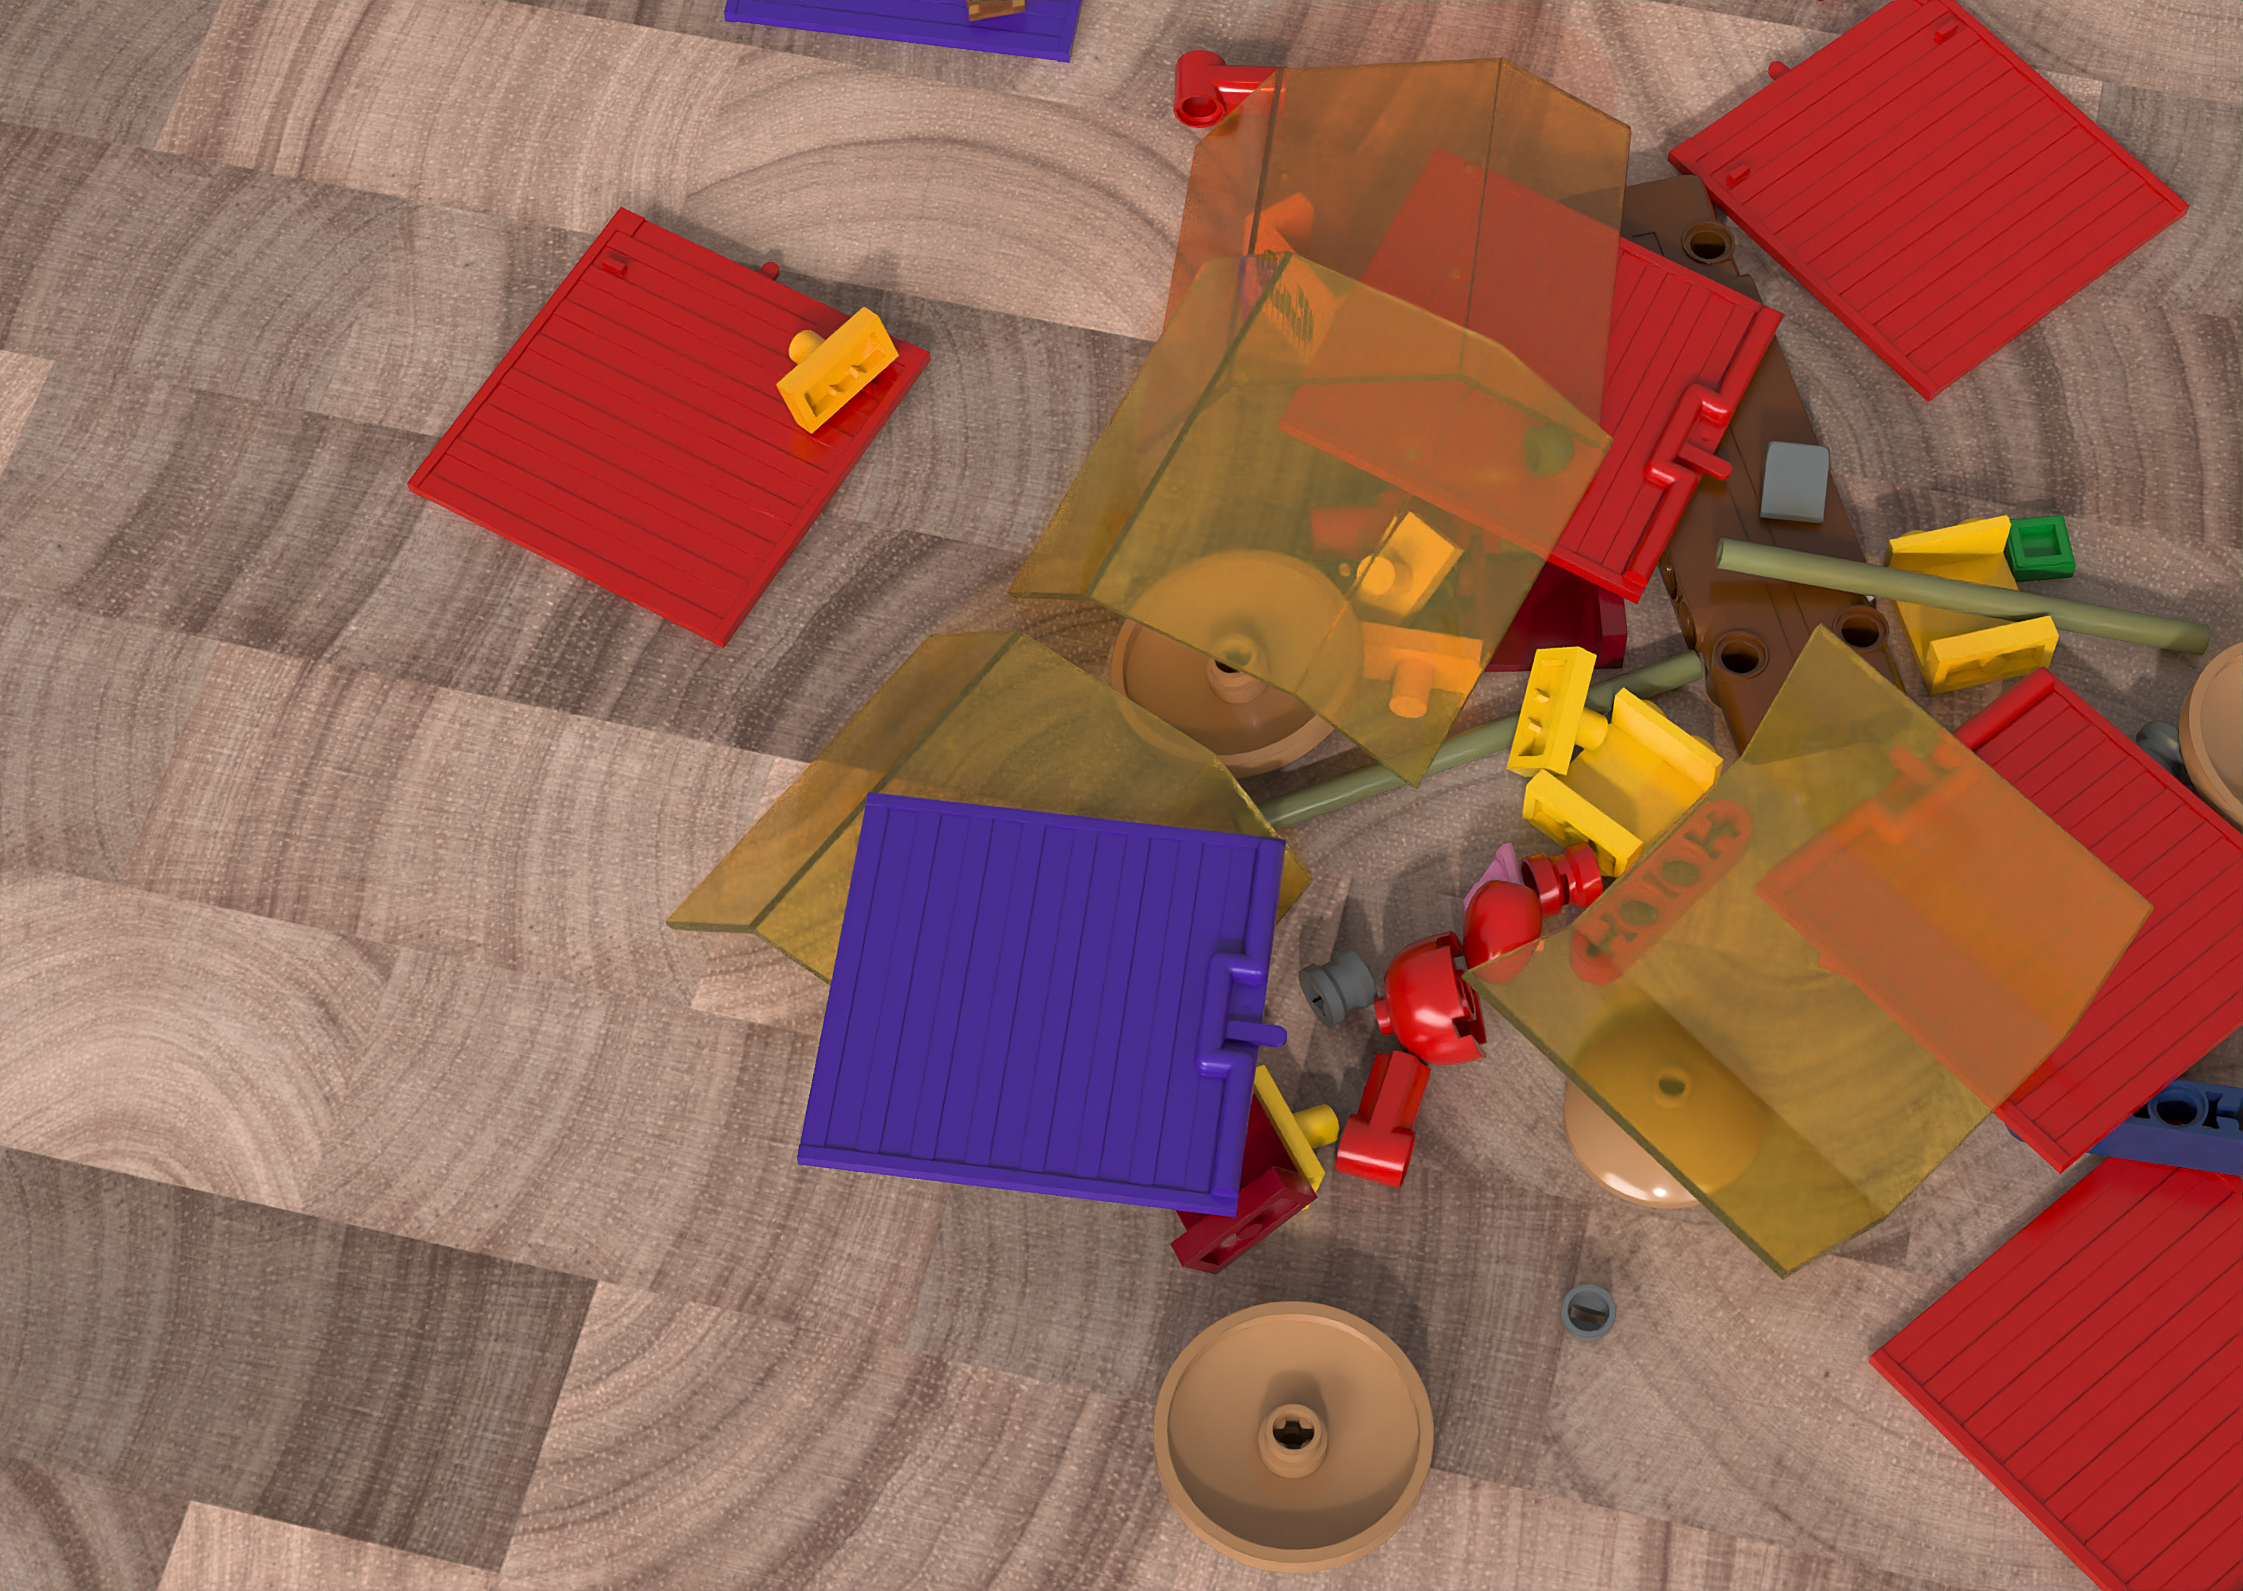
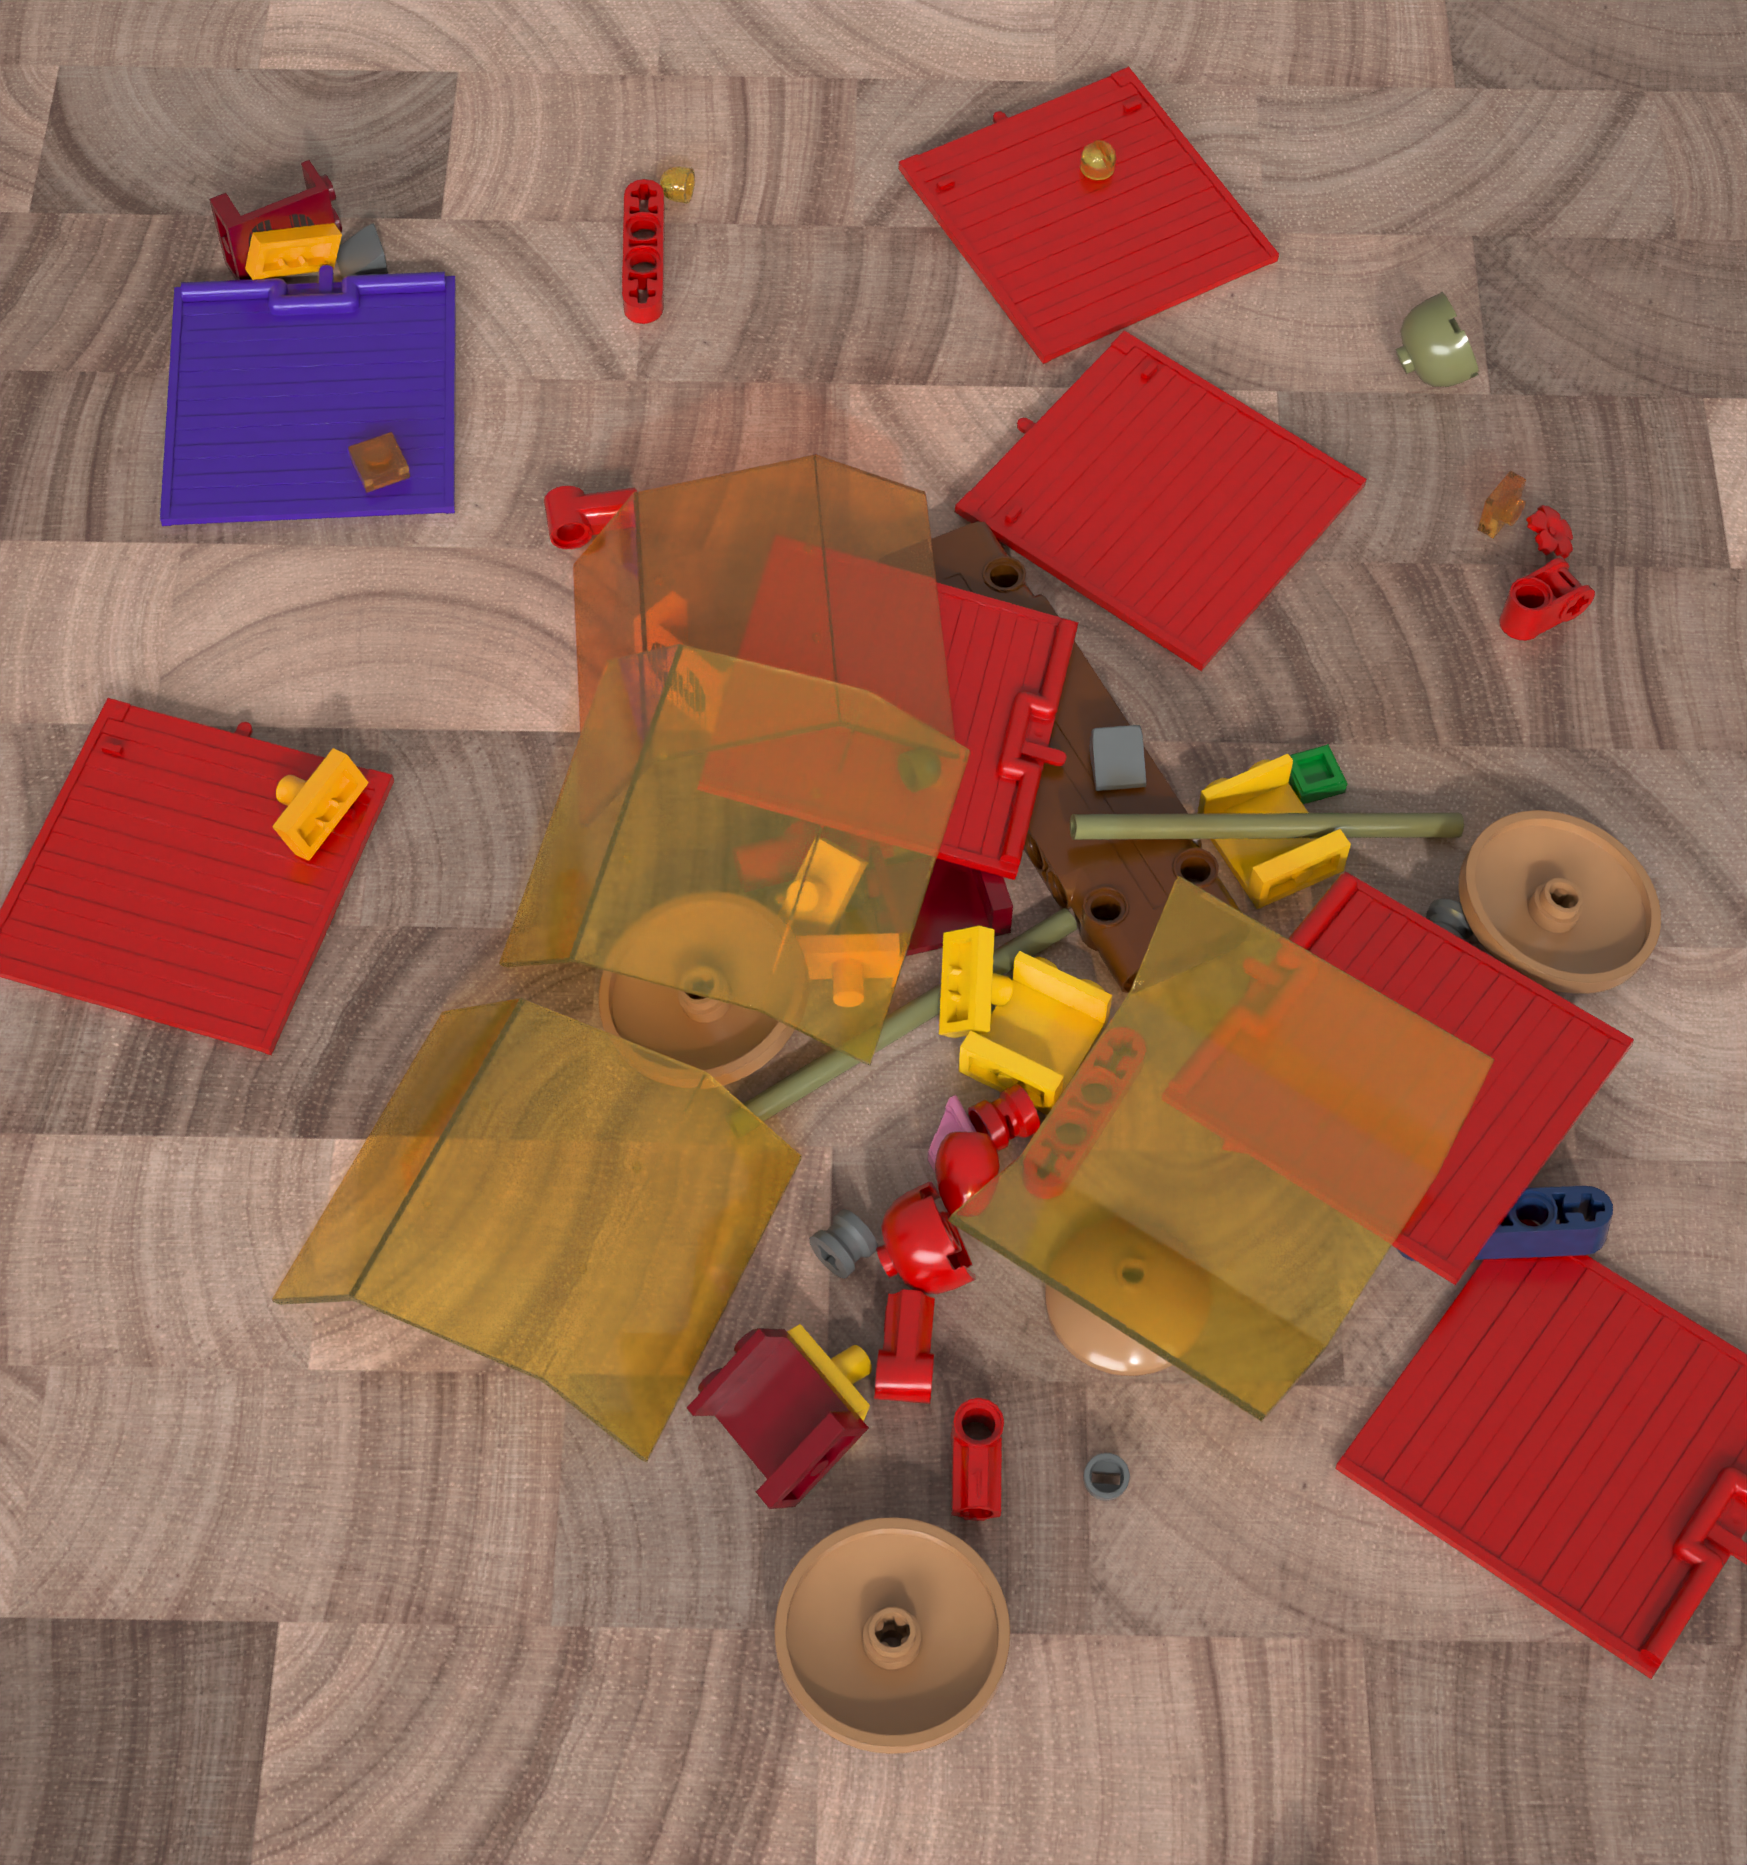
camera: 15 degrees left, 0 degrees up
(1047, 1005) = (613, 1314): dark purple door -> none
(1438, 1265) = (977, 1463): none -> red piece

